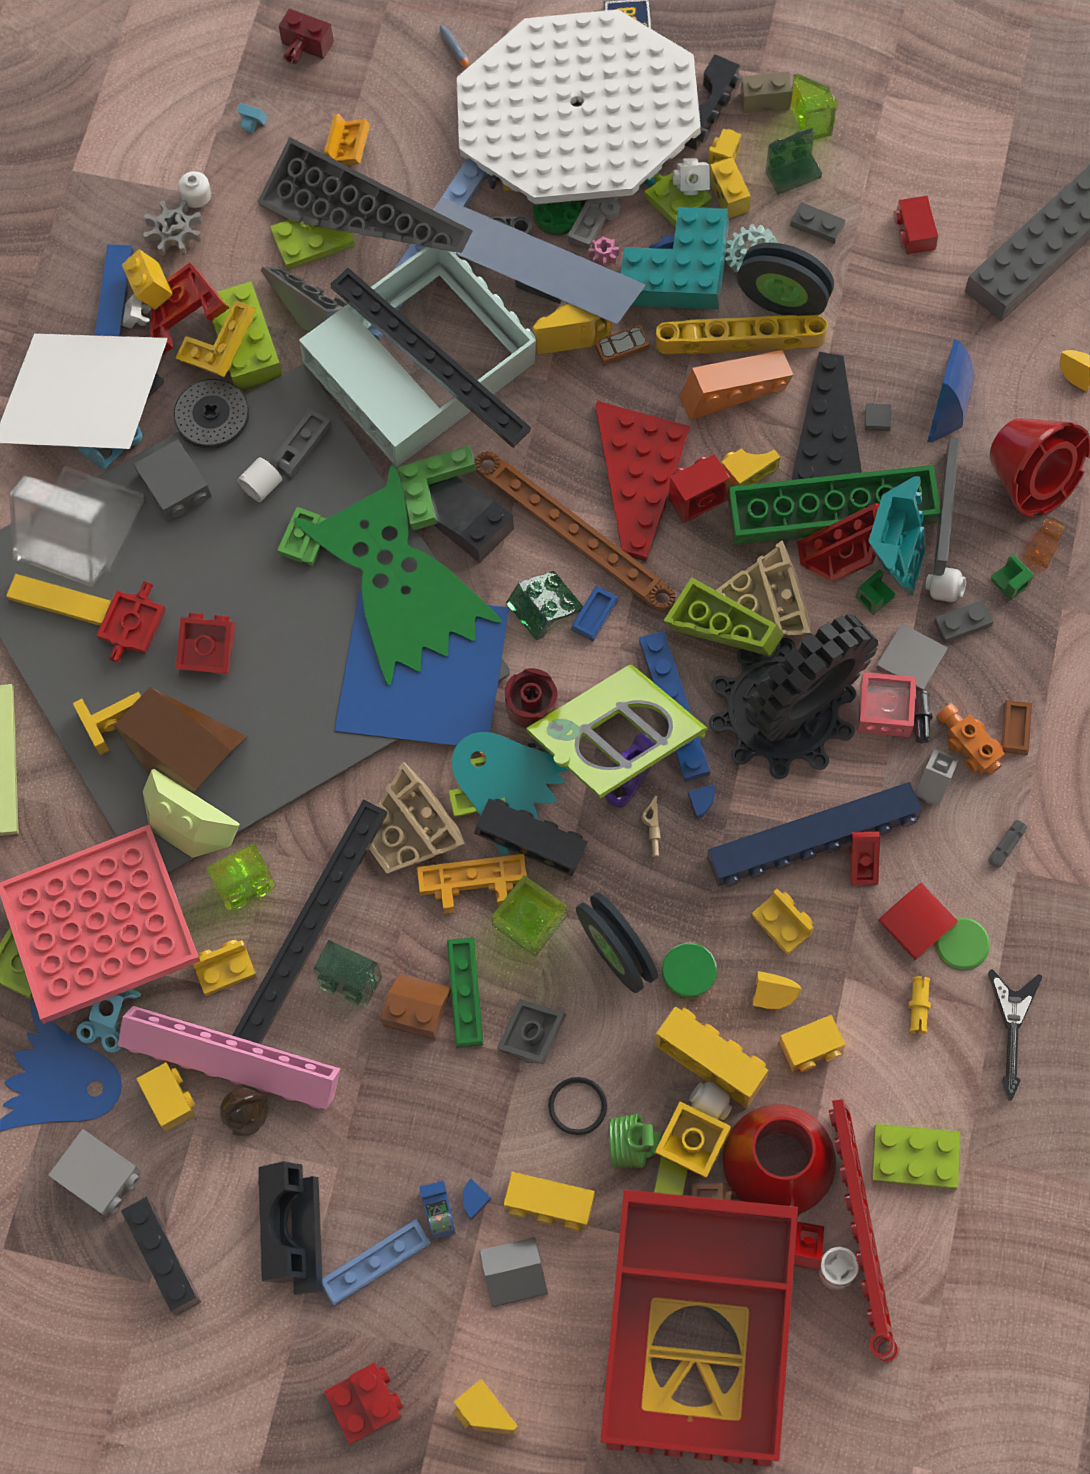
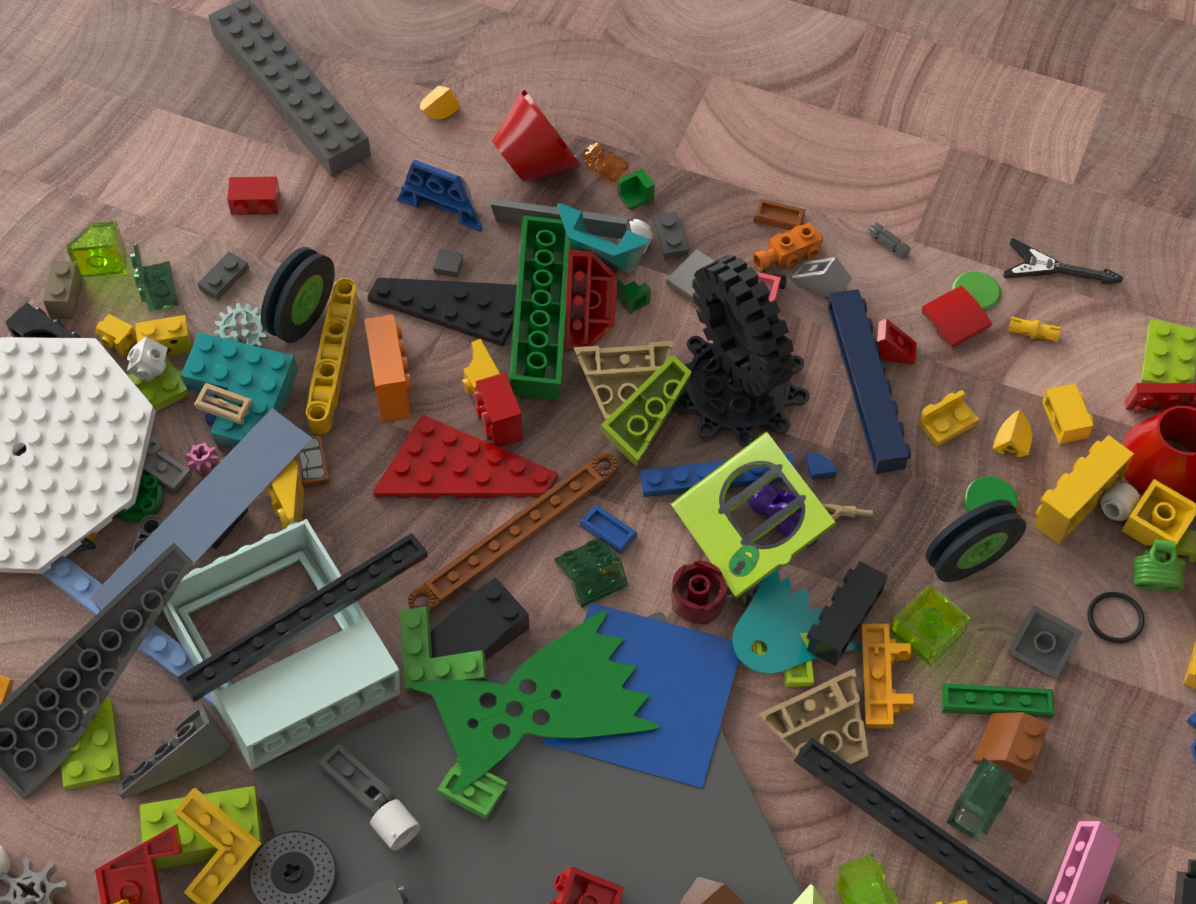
camera: 85 degrees left, 10 degrees down
(647, 264) = (237, 418): none -> tan tile

